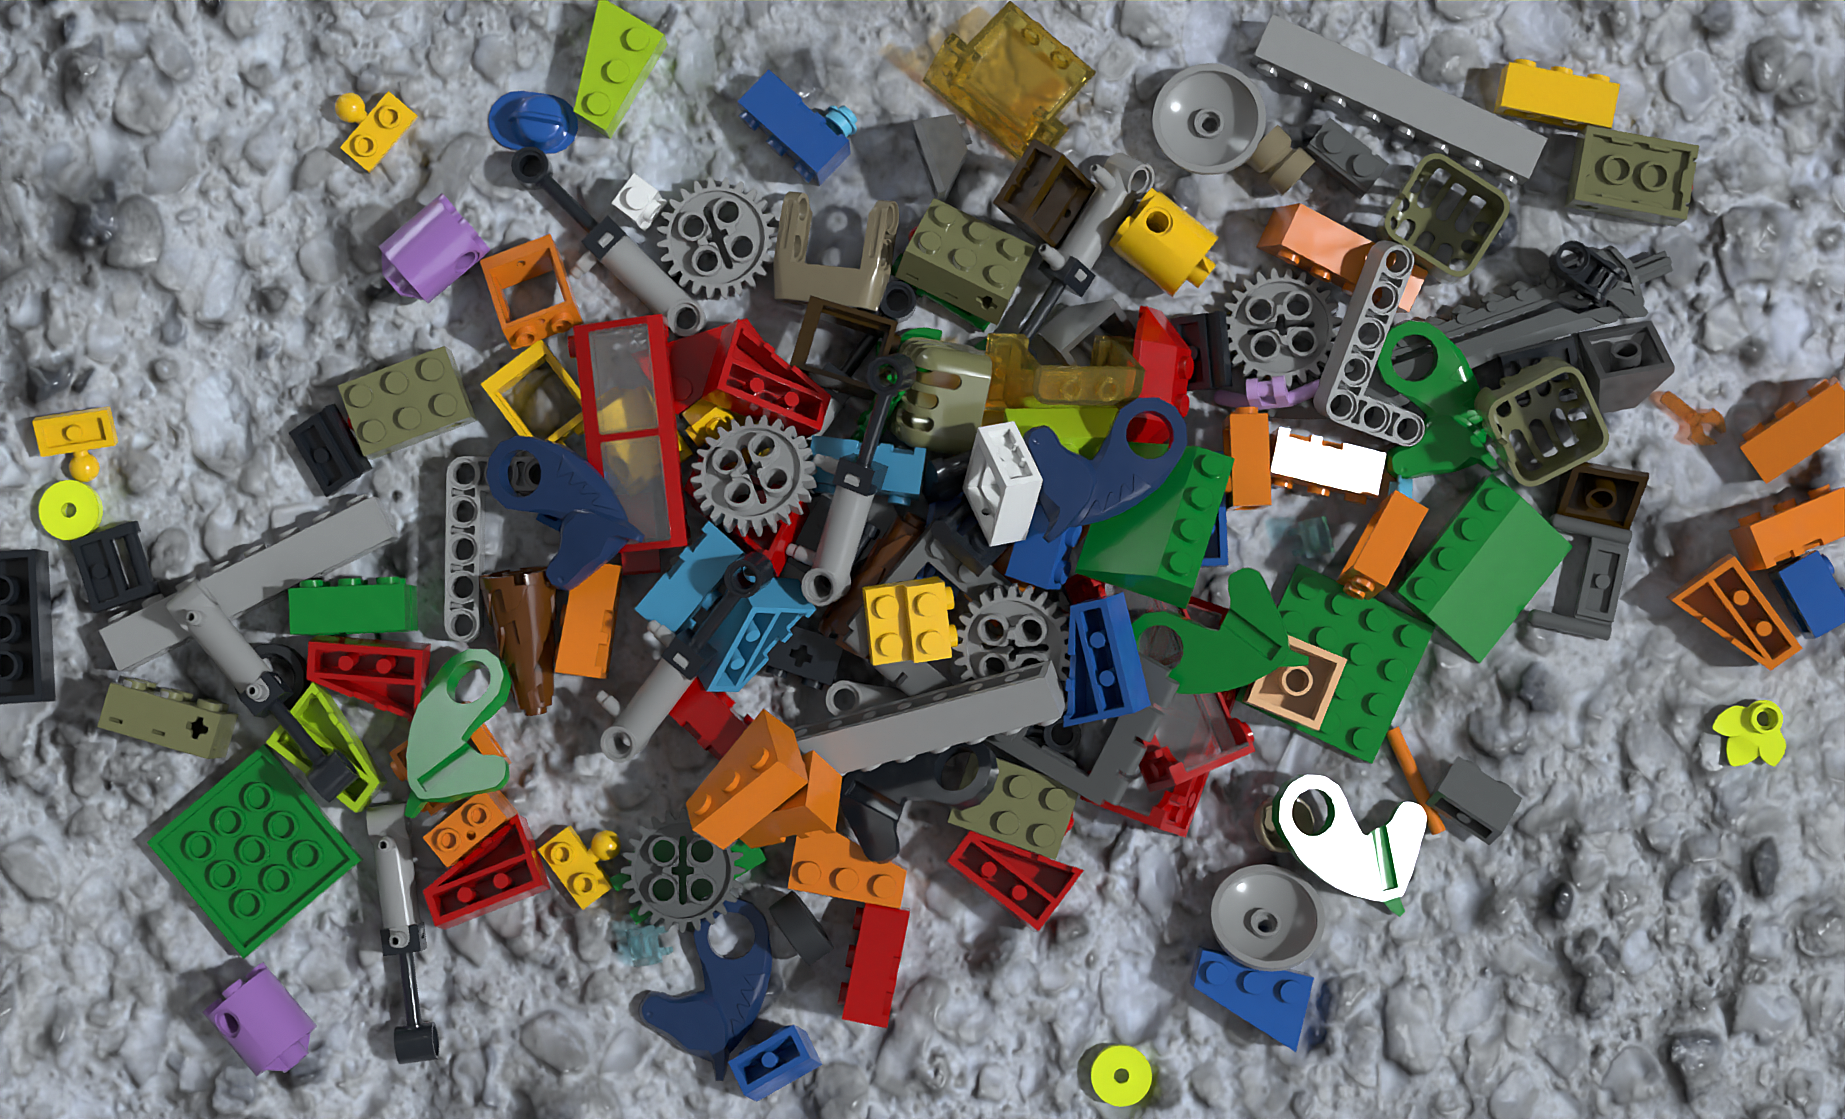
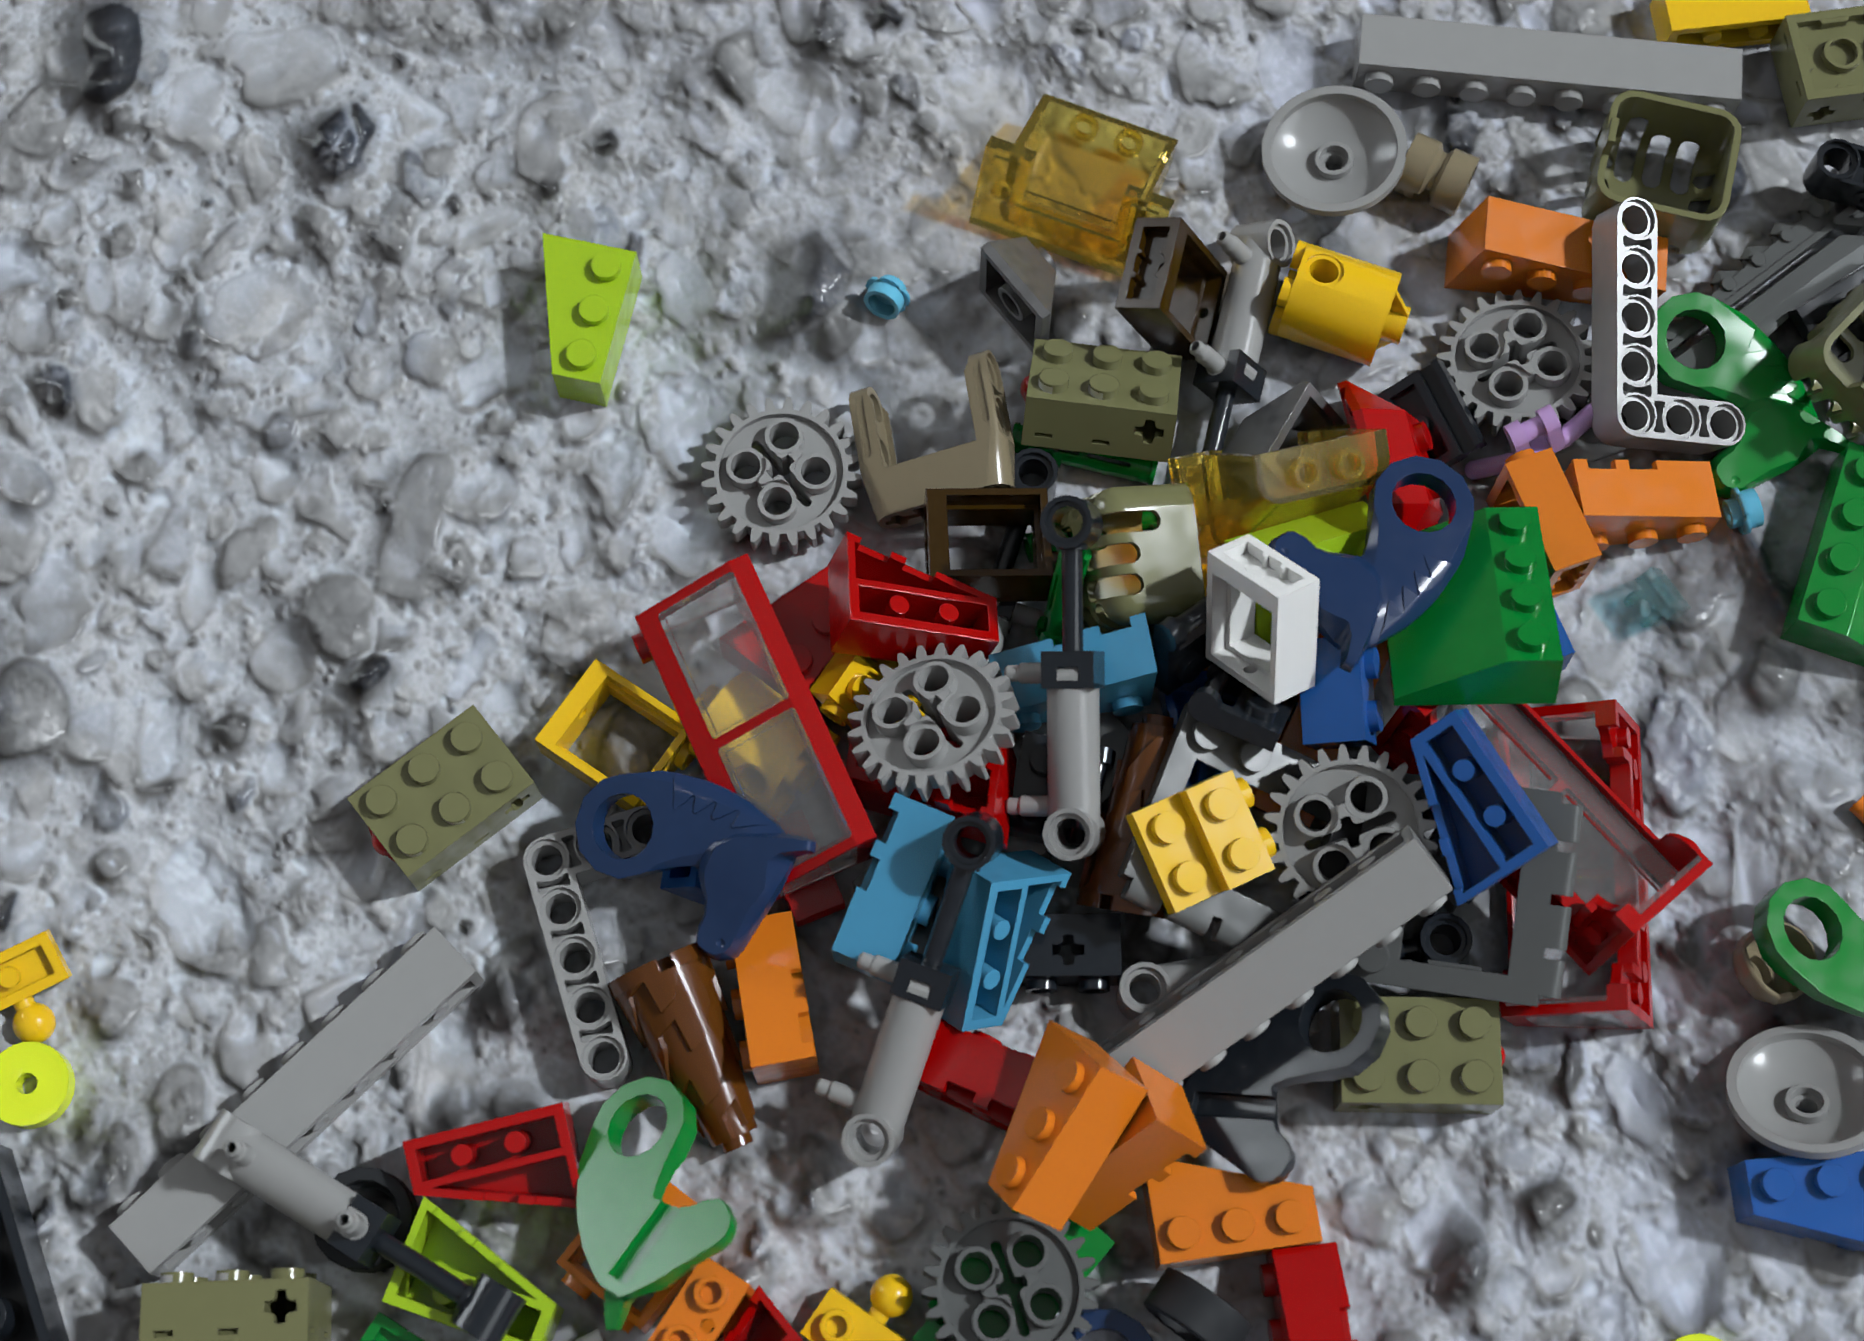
camera: 15 degrees left, 15 degrees down
(103, 571) = (93, 1148): black plate -> none
(330, 450) = (360, 890): black plate -> none
(353, 607) = (456, 1076): green piece -> none
(376, 130) = (307, 484): yellow plate -> none
(431, 251) = (421, 596): medium lavender cylinder -> none
(505, 271) = (565, 566): orange window -> none
(533, 120) = (503, 415): blue piece -> none
(614, 249) = (640, 522): light grey piece -> none
(639, 202) = (667, 462): white brick -> none
(793, 128) = (834, 317): blue wedge -> none
(1013, 878) = (1454, 1152): red wedge -> none
(1242, 651) = (1645, 735): green animal -> none
(1300, 691) = (1718, 767): light nougat brick -> none
(1345, 158) = (1515, 148): dark grey brick -> none
(1380, 654) = (1750, 745): green plate -> none
(1381, 546) = (1754, 570): orange window -> none

